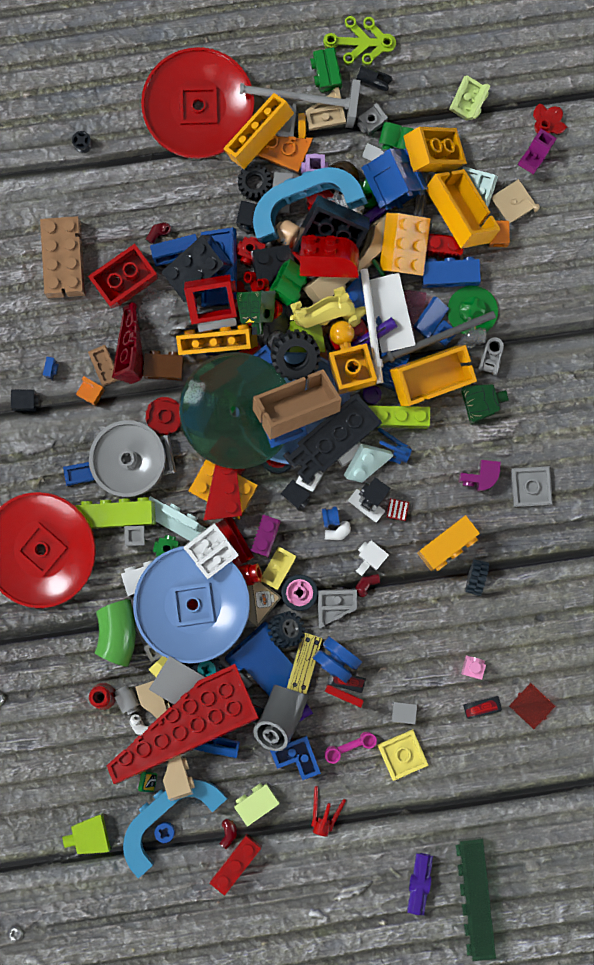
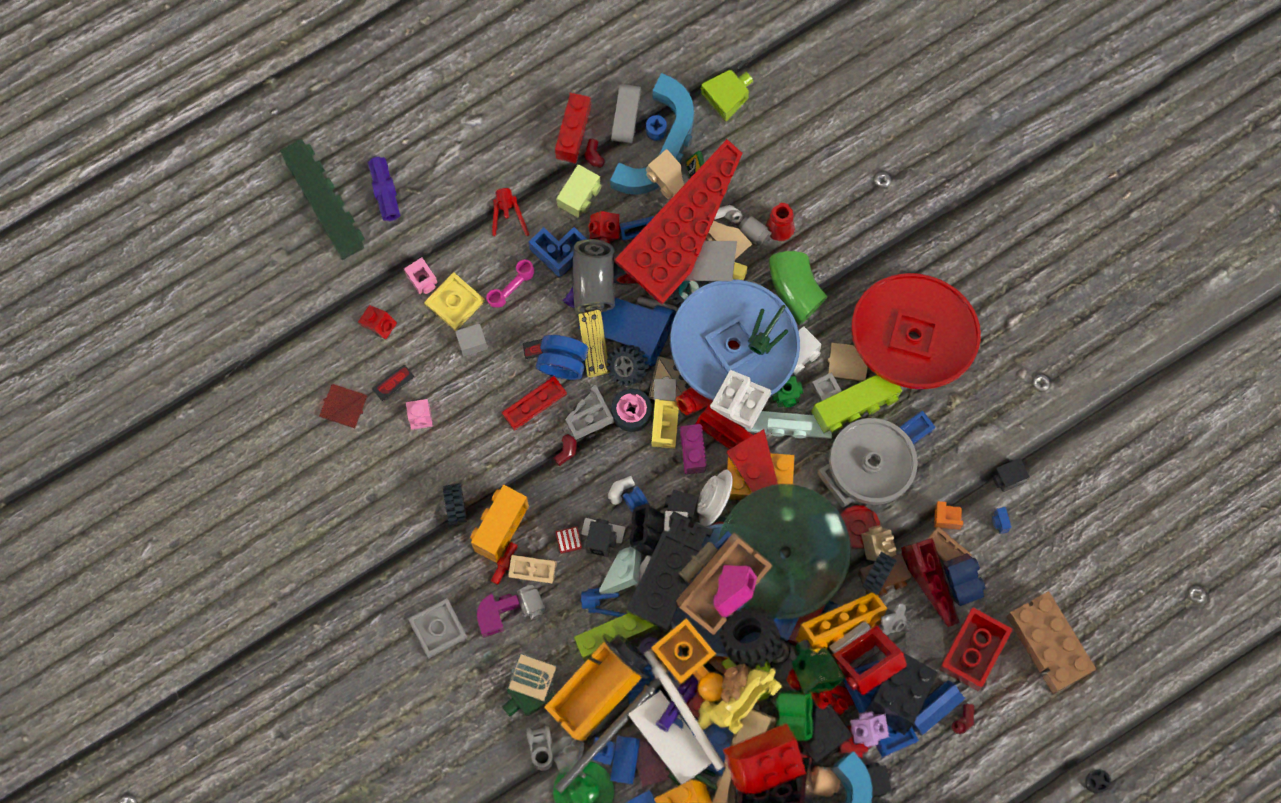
camera: 155 degrees right, 10 degrees down
(104, 334) = (964, 579): none -> dark blue brick
(108, 554) = (846, 363): none -> tan piece
(156, 391) = (878, 540): none -> tan brick
(169, 362) = (879, 573): none -> black wheel
(170, 590) = (760, 343): none -> dark green plant
(183, 857) = (626, 113): none -> light grey beam
(236, 248) = (869, 728): none -> lavender brick
(250, 759) = (604, 226): none -> red brick
(265, 595) = (665, 389): none -> light grey tile
(268, 484) = (714, 497): none -> white wheel
(292, 390) = (734, 589): none -> dark pink slope
(308, 432) = (698, 562): none -> dark tan axle
(324, 326) = (734, 679): none -> medium nougat plate
(333, 485) = (646, 529): none -> black brick
(343, 695) = (539, 326): red tile -> none
(371, 555) = (574, 479): white brick -> none
(375, 636) = (534, 403): none -> red tile
(396, 386) = (628, 654): none -> black wheel
(425, 794) = (419, 270): none -> bright pink brick
(437, 498) = (532, 569): none -> tan hinge
(450, 472) = (530, 602): none -> light grey brick
(457, 514) = (504, 563): none -> red bar
(474, 765) = (377, 321): none -> red bracket
(476, 409) = (532, 677): none -> piece

